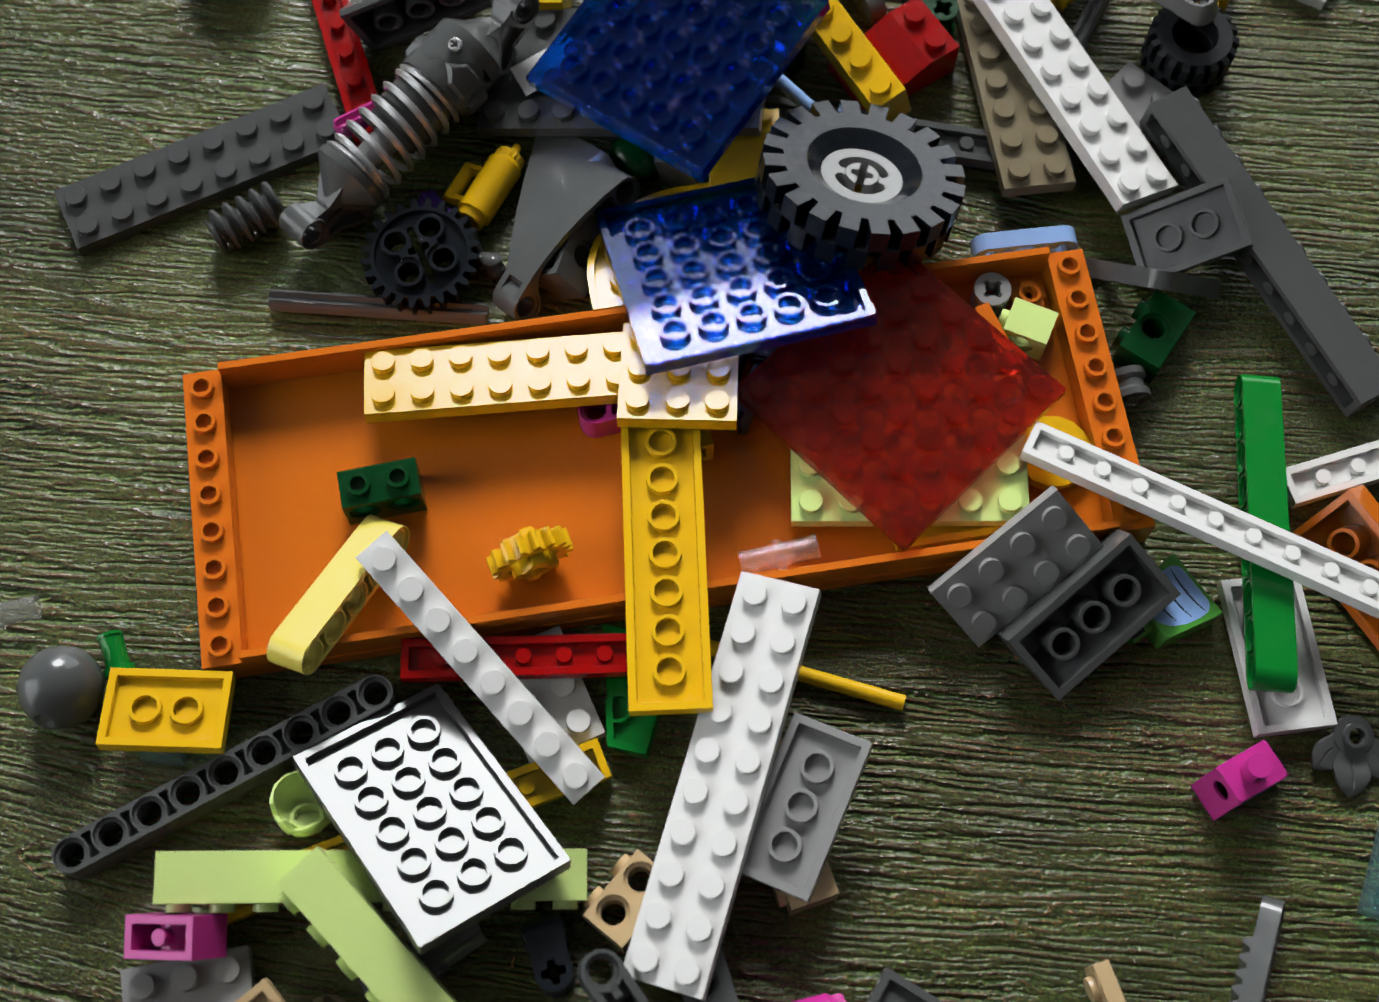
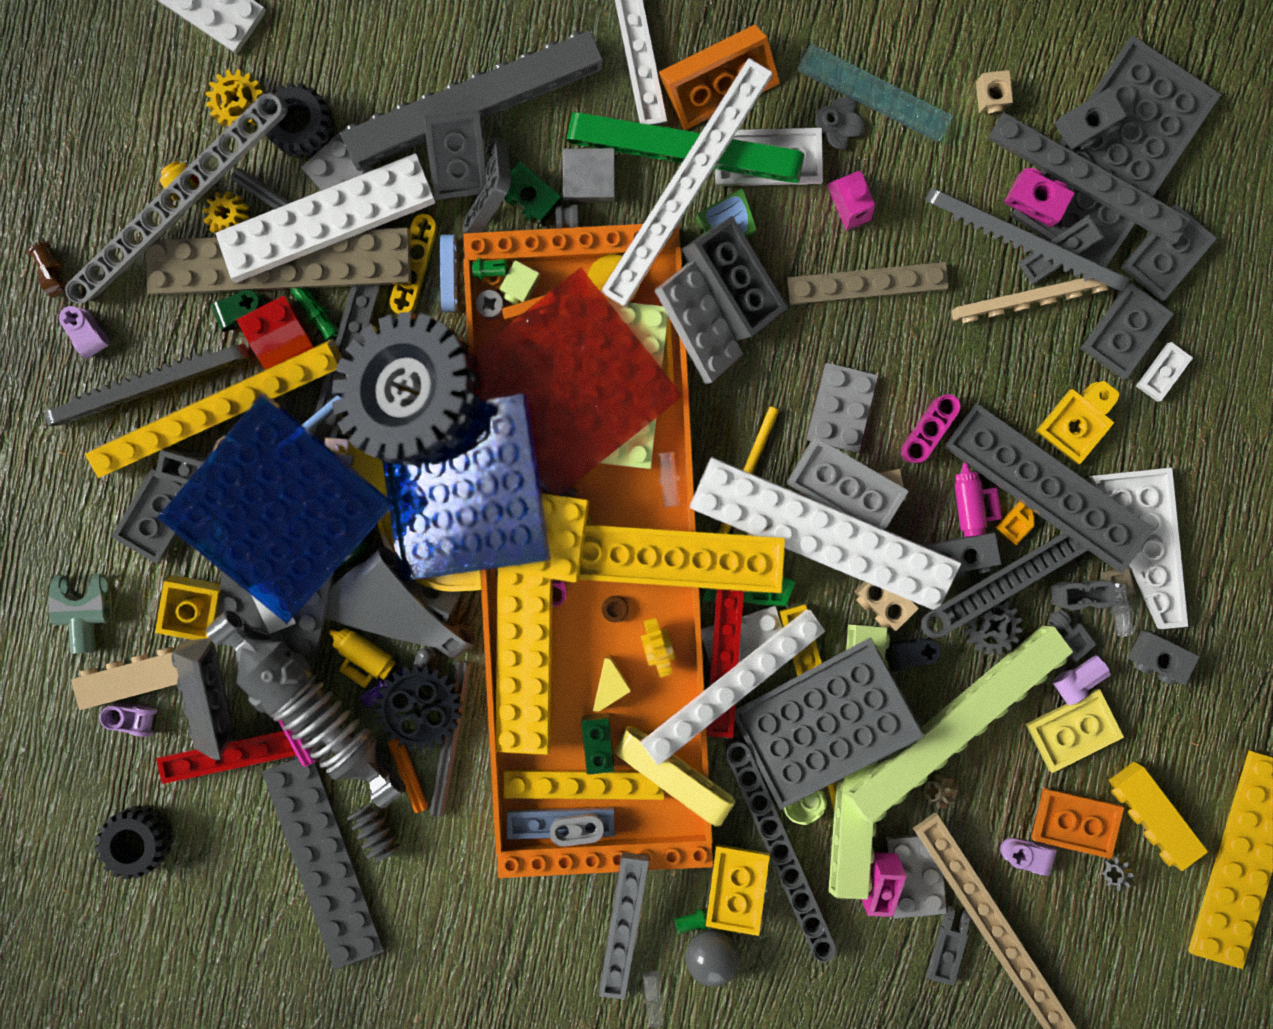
camera: 85 degrees left, 20 degrees up
(113, 550) = (623, 925): none -> dark grey plate
(256, 471) = (577, 829): none -> light grey plate
(263, 456) = (537, 822): none -> sand blue plate
(318, 465) = (579, 785): none -> yellow plate
(321, 260) = (408, 775): none -> orange axle
(470, 500) = (611, 685): none -> light yellow slope
(580, 501) = (614, 608): none -> reddish brown tile
(920, 805) = (842, 407): none -> light grey plate
(929, 943) = (940, 421): none -> dark pink beam
(940, 95) = (316, 314): none -> green pin
(1025, 210) = (418, 266): none -> yellow beam
(1039, 276) = (488, 268): none -> green pin
(1117, 826) = (867, 283): none -> dark tan plate
(1195, 409) = (588, 175): none -> flat silver piece

